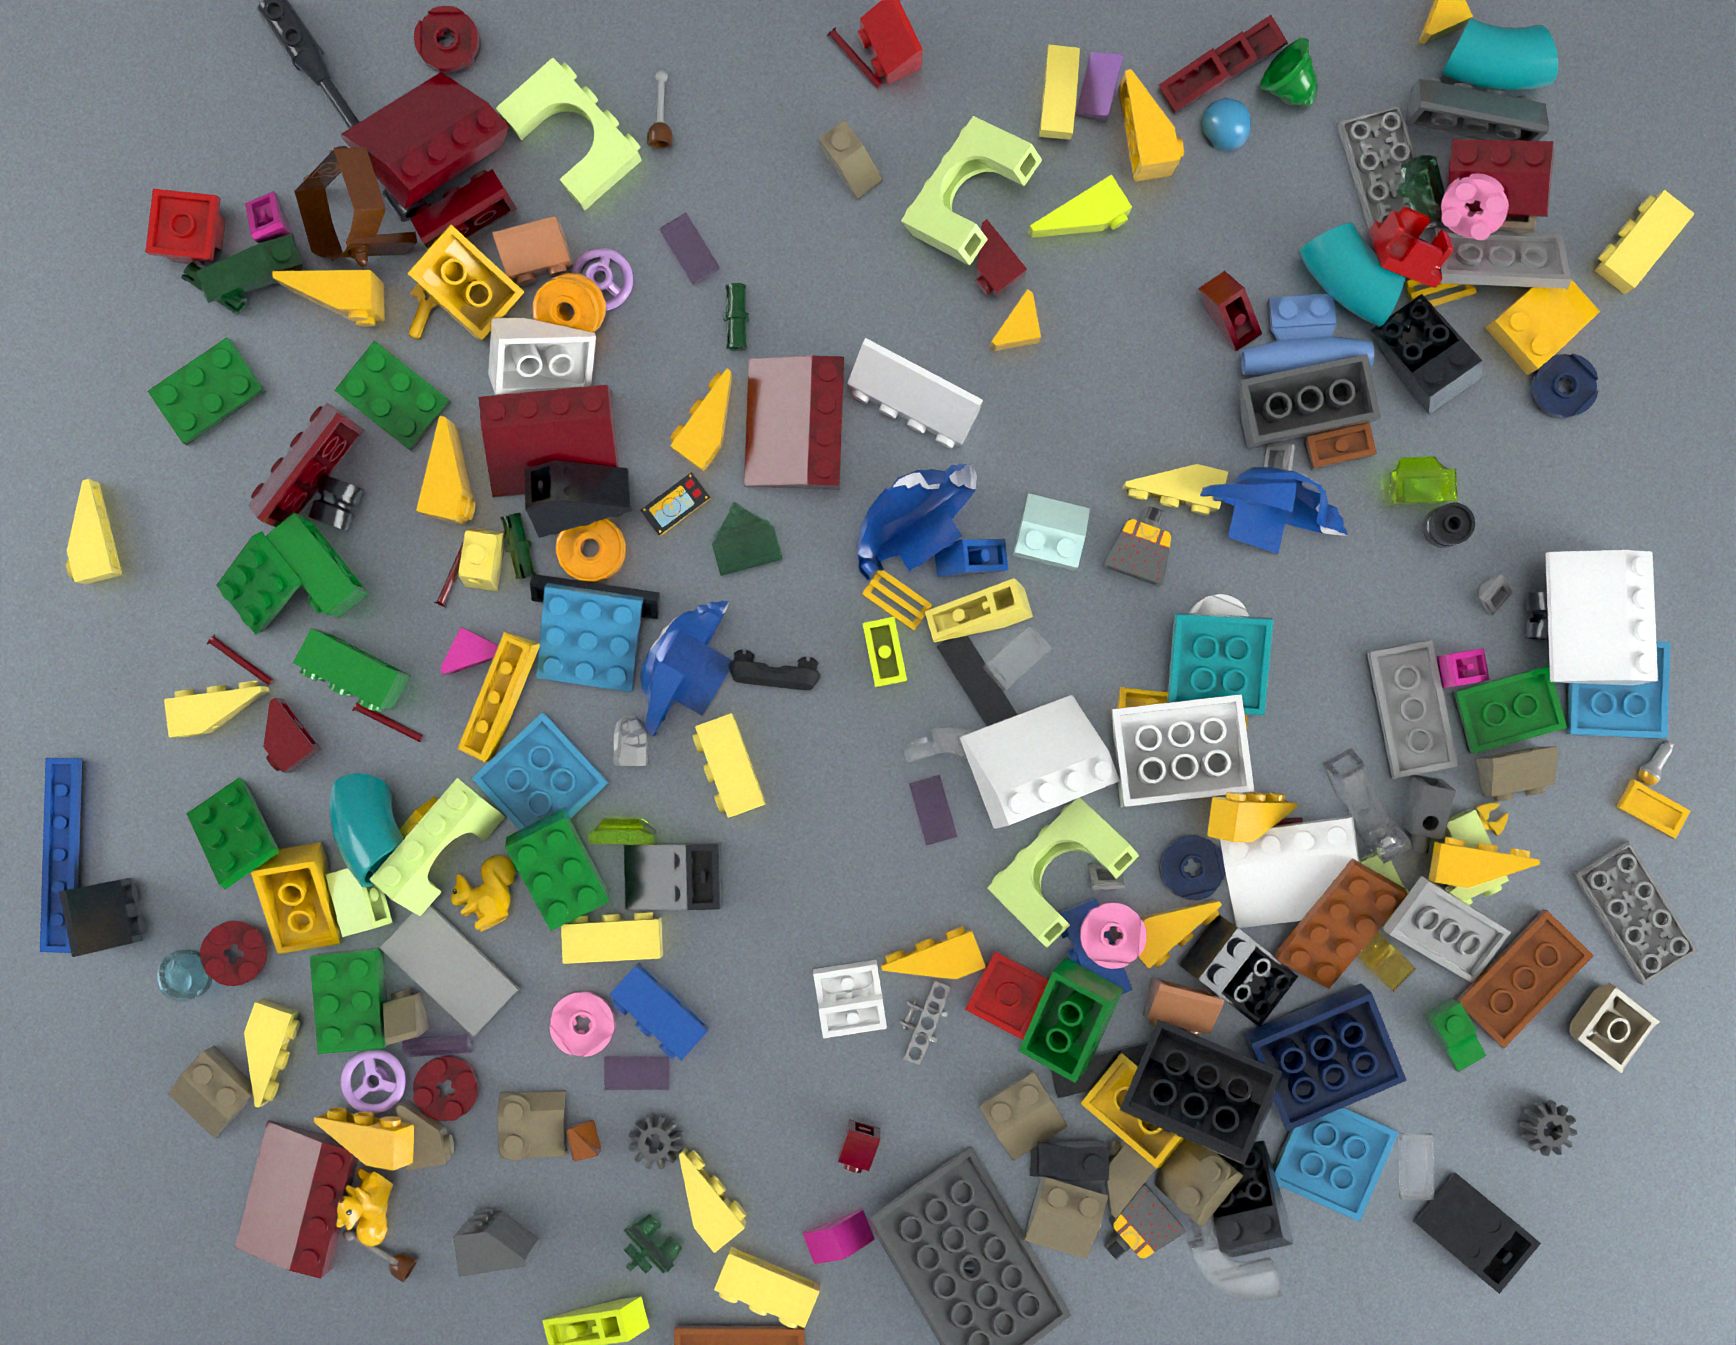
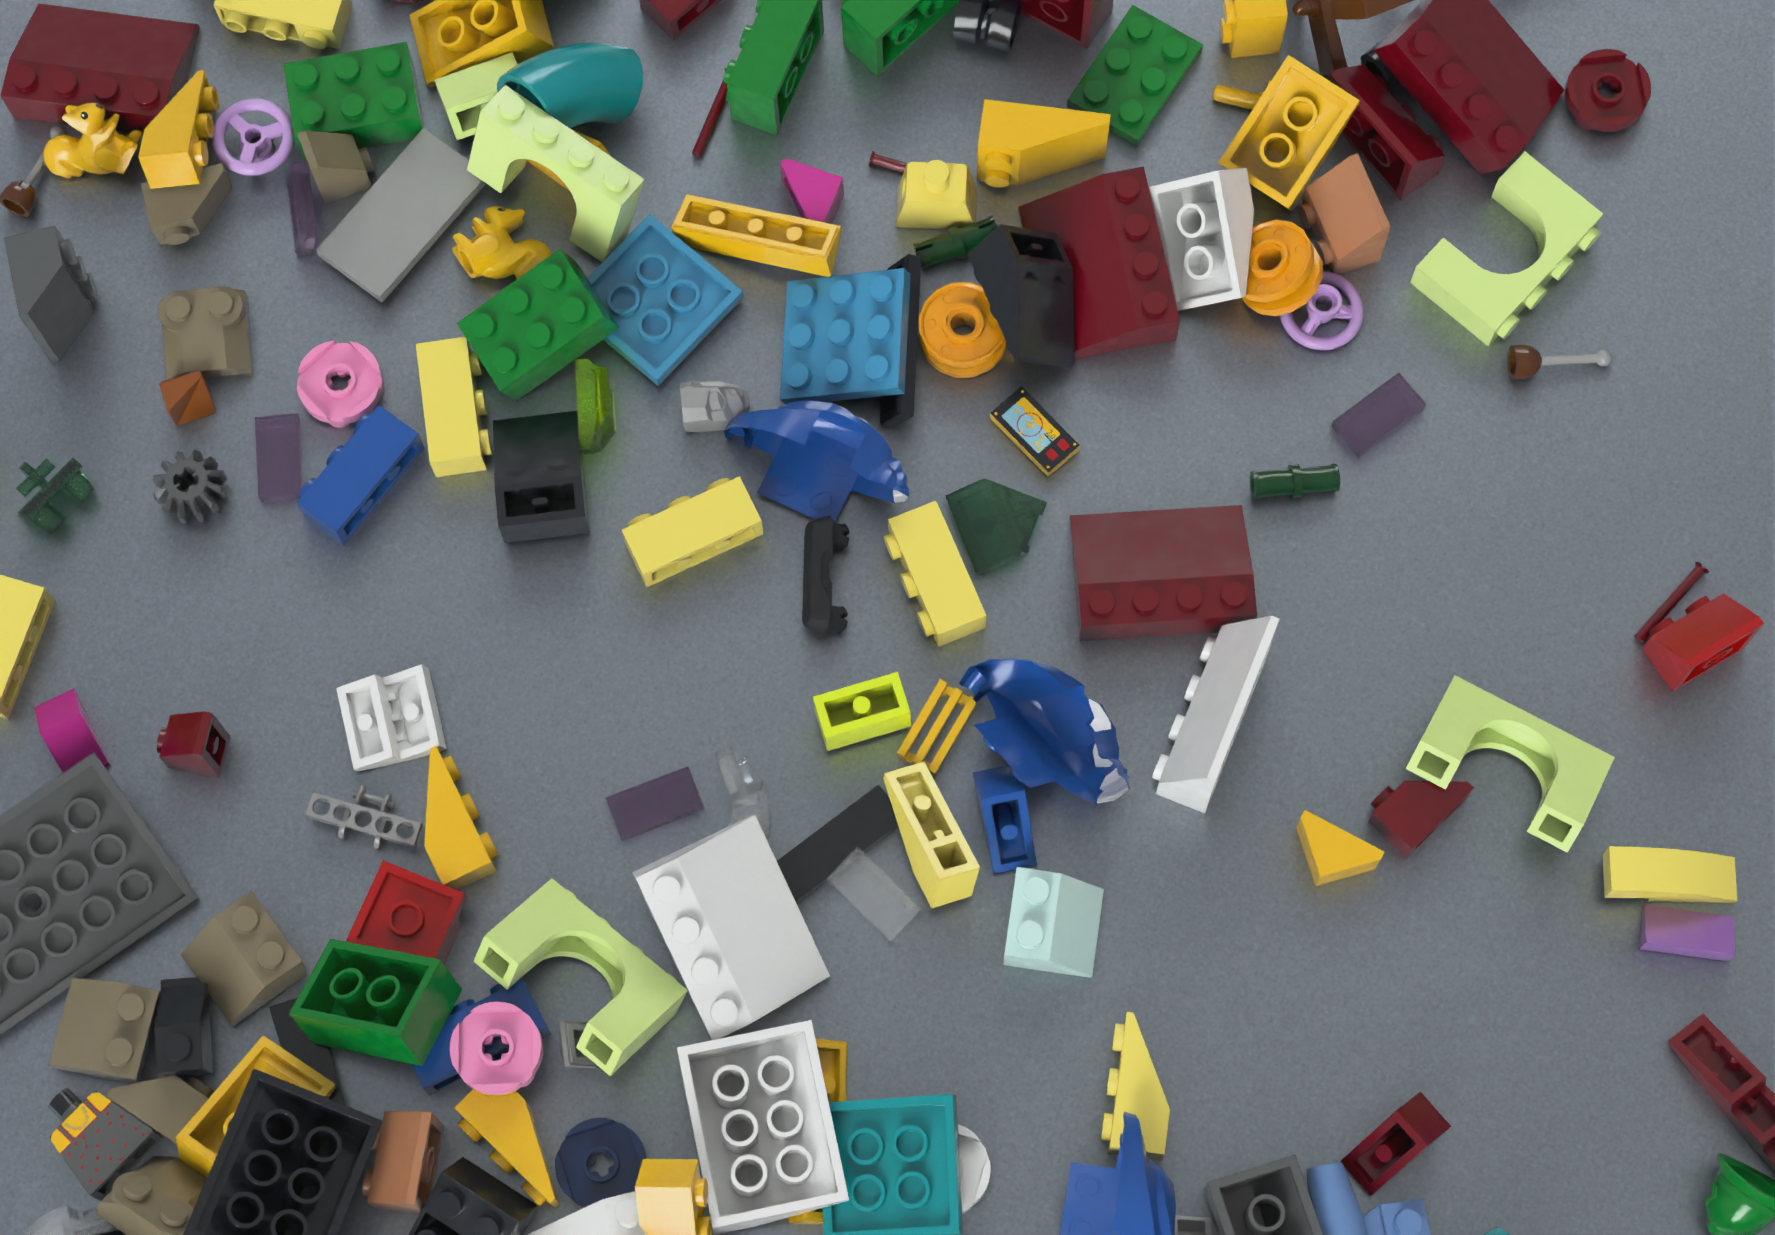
camera: 90 degrees right, 15 degrees down
(429, 1097) = (244, 205): dark red plate -> none
(704, 432) = (1138, 457): yellow slope -> none
(711, 1211) = (104, 562): light yellow slope -> none
(782, 589) = (935, 574): none -> light yellow brick
(850, 159) = (1530, 604): dark tan slope -> none
(1089, 212) = (1507, 931): neon yellow slope -> none
(1141, 548) = (1042, 1048): dark grey torso -> none
(1148, 131) = (1614, 1000): yellow slope -> none
(1227, 124) = (1663, 1116): dark azure hair -> none

